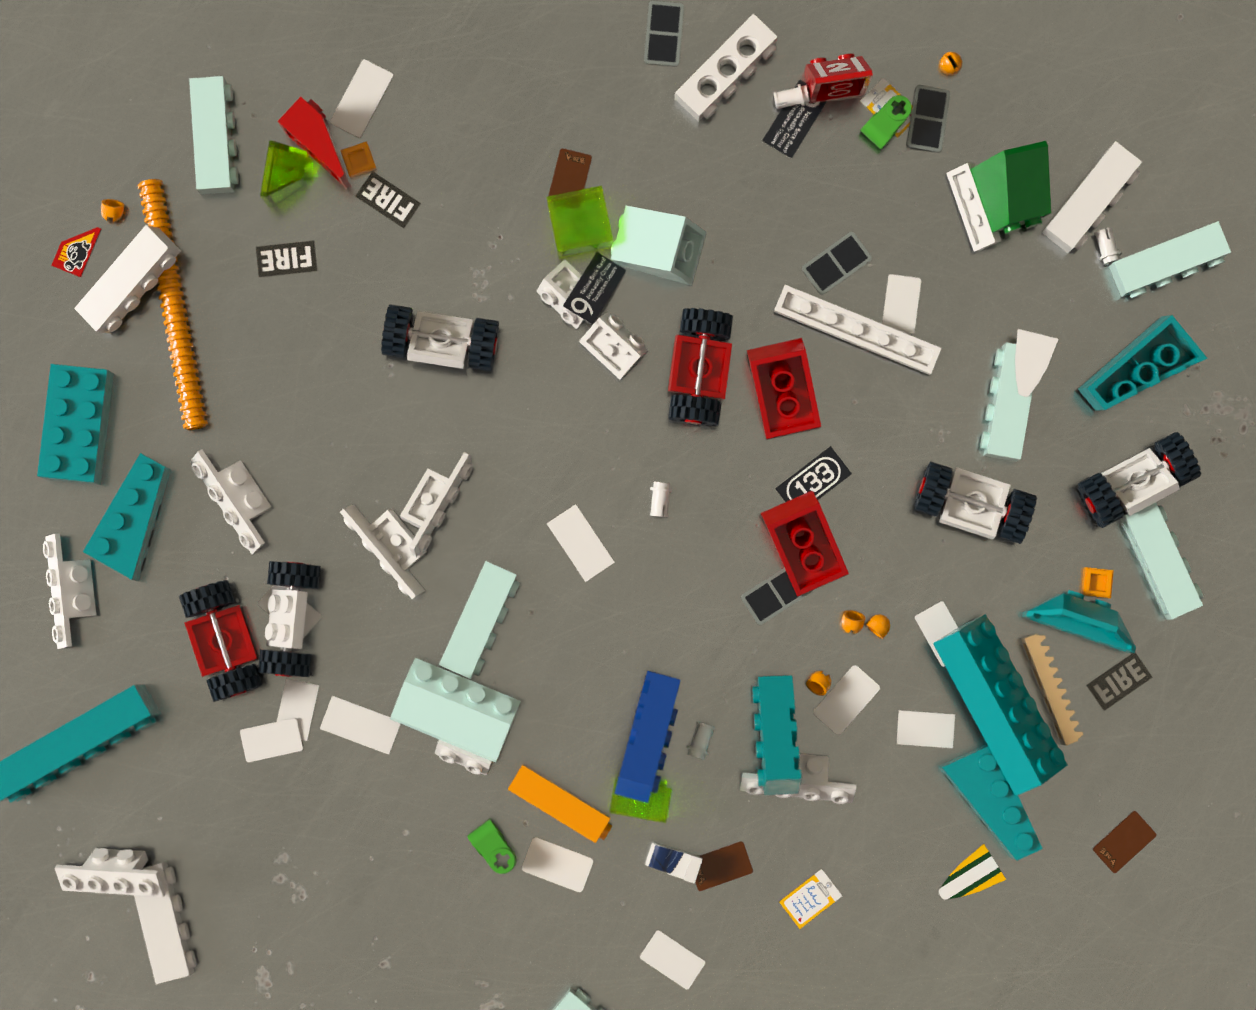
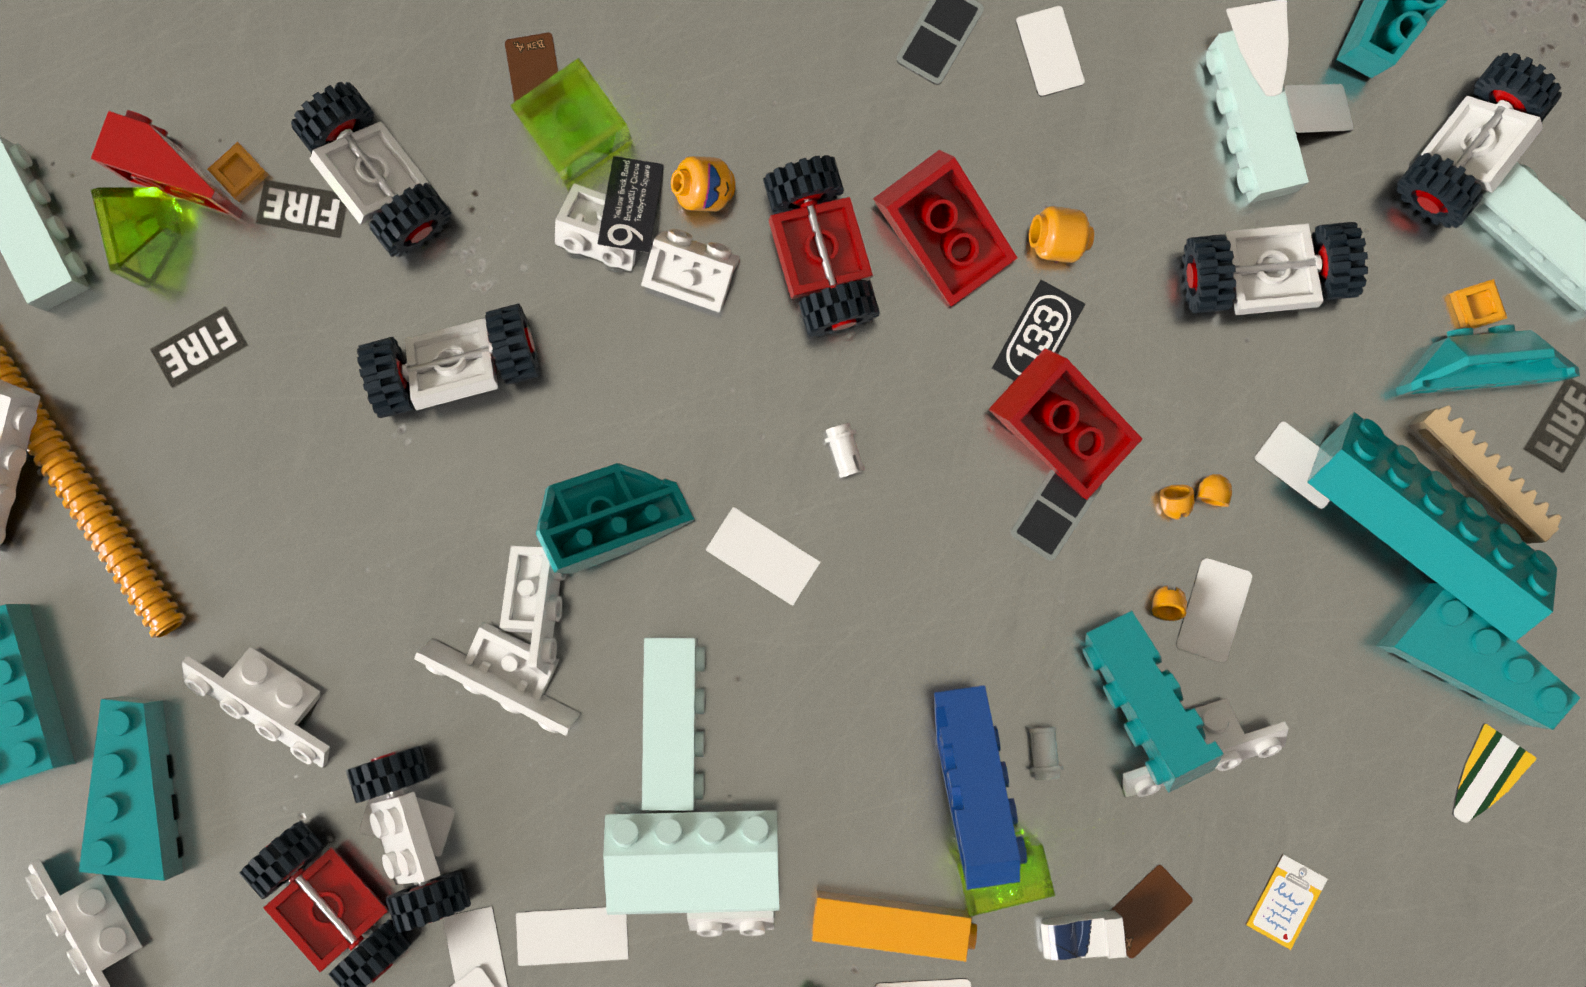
camera: 20 degrees left, 0 degrees up
(361, 98) = (208, 89): white sticker -> none
(442, 197) = (369, 169): none -> plate
(496, 476) = (607, 516): none -> teal wedge
(644, 295) = (703, 183): none -> light orange head
(658, 244) = (691, 107): light aqua slope -> none
(854, 424) = (1061, 234): none -> light orange head
(857, 329) = (1009, 107): white plate -> none
(925, 729) = (1337, 603): white sticker -> none
(1051, 415) = (1319, 108): none -> white sticker

